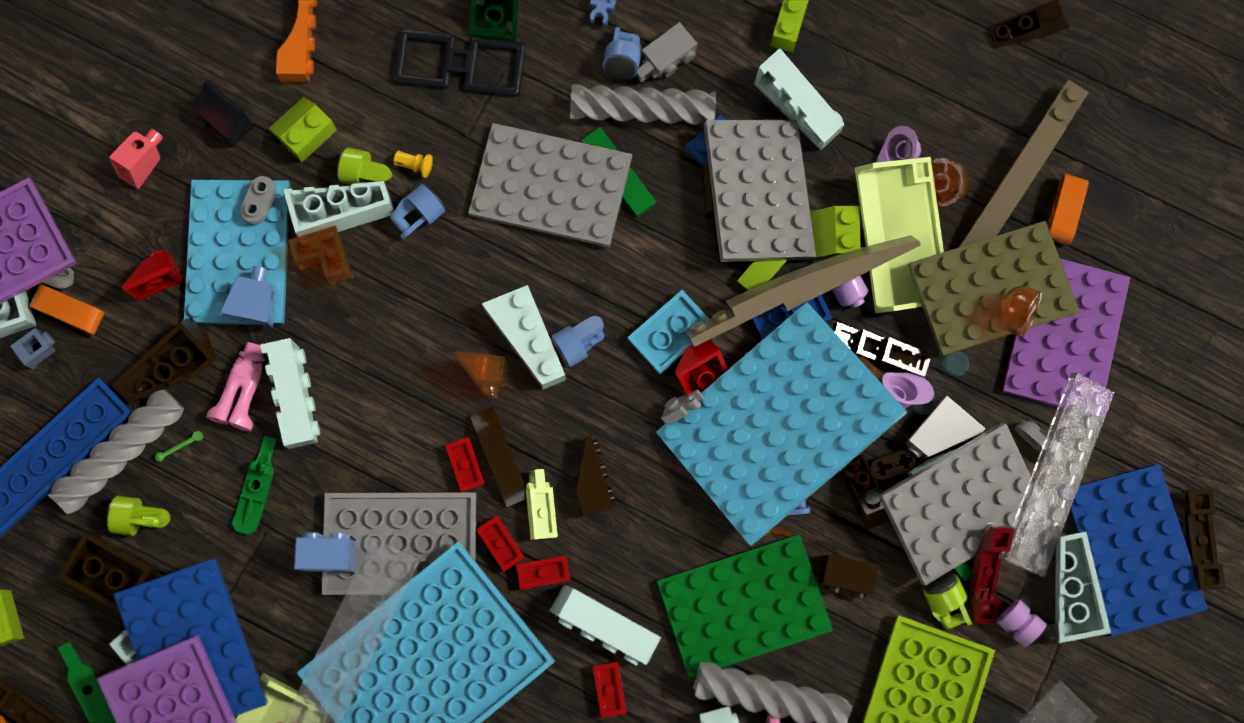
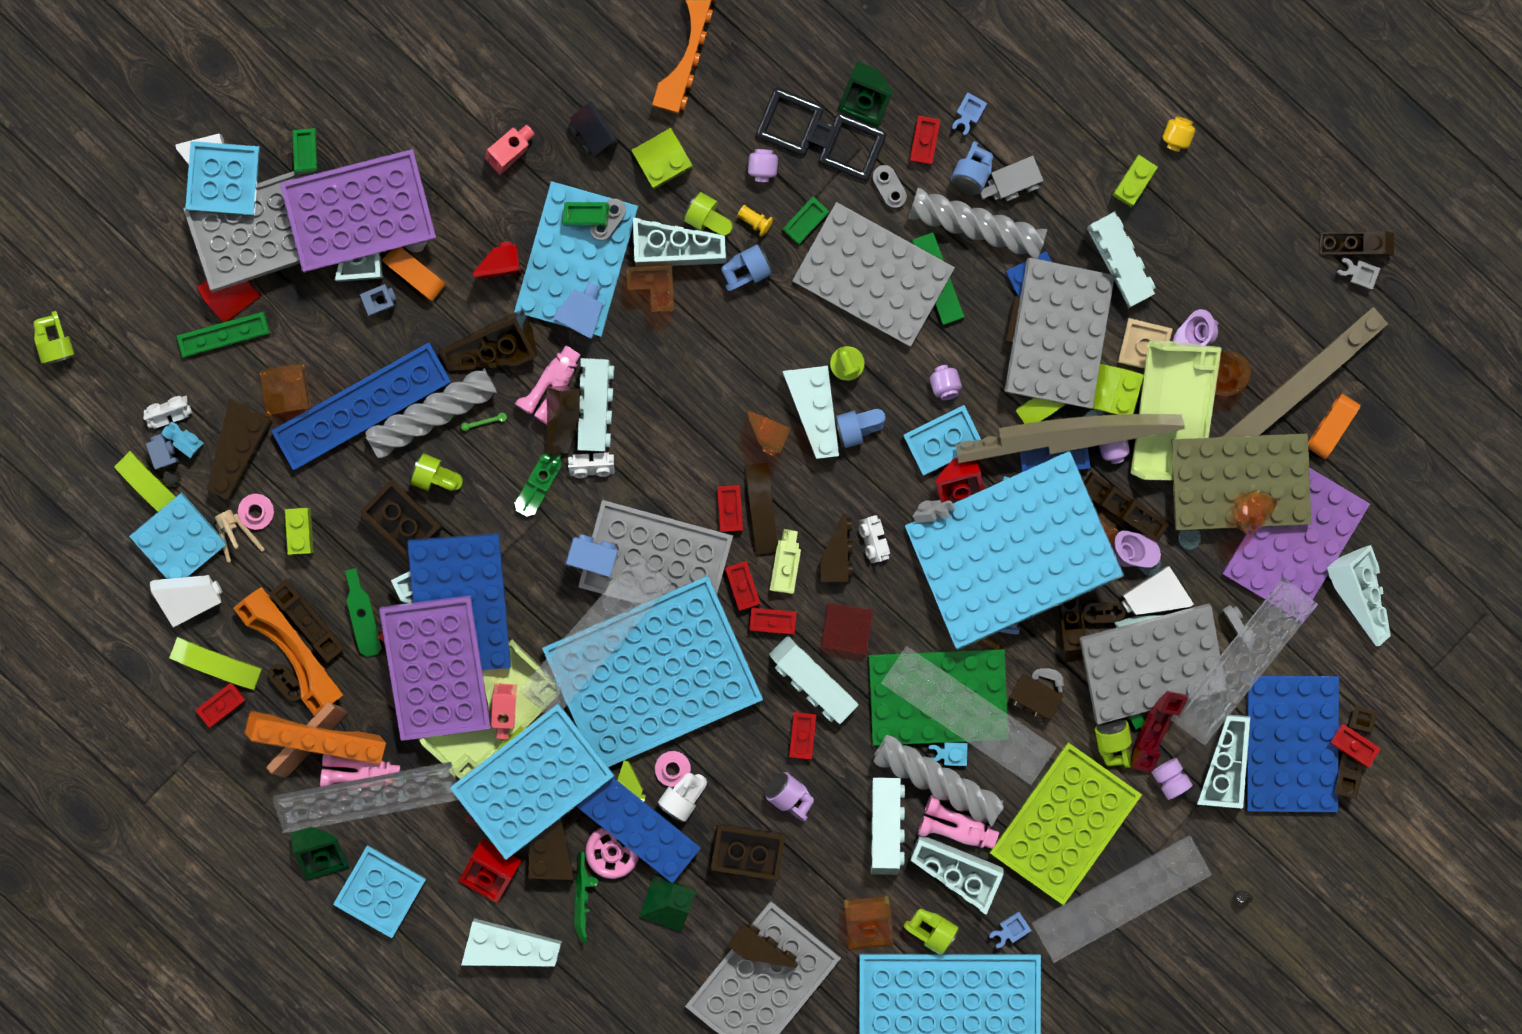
camera: 15 degrees right, 10 degrees up
(232, 199) = (585, 214): none -> green tile
(258, 417) = (562, 417): none -> dark brown slope
(294, 464) = (602, 466): none -> white hinge
(406, 105) = (762, 165): none -> lavender head
(466, 150) = (805, 220): none -> green tile
(541, 94) = (889, 186): none -> light grey plate
(548, 280) = (847, 363): none -> lime piece
(566, 39) = (925, 140): none -> red plate
(625, 558) = (847, 628): none -> clear red plate
(631, 465) = (875, 549): none -> white hinge
(656, 272) = (945, 382): none -> lavender head
(778, 663) = (953, 753): none -> medium azure plate
(783, 615) = (968, 715): none -> clear plate
(841, 180) = (1136, 341): none -> tan tile
(857, 547) = (1050, 674): none -> light grey piece
(1044, 52) = (1362, 274): none -> light grey plate
(1143, 361) = (1357, 585): none -> light aqua wedge
(1203, 532) = (1355, 745): none -> red plate

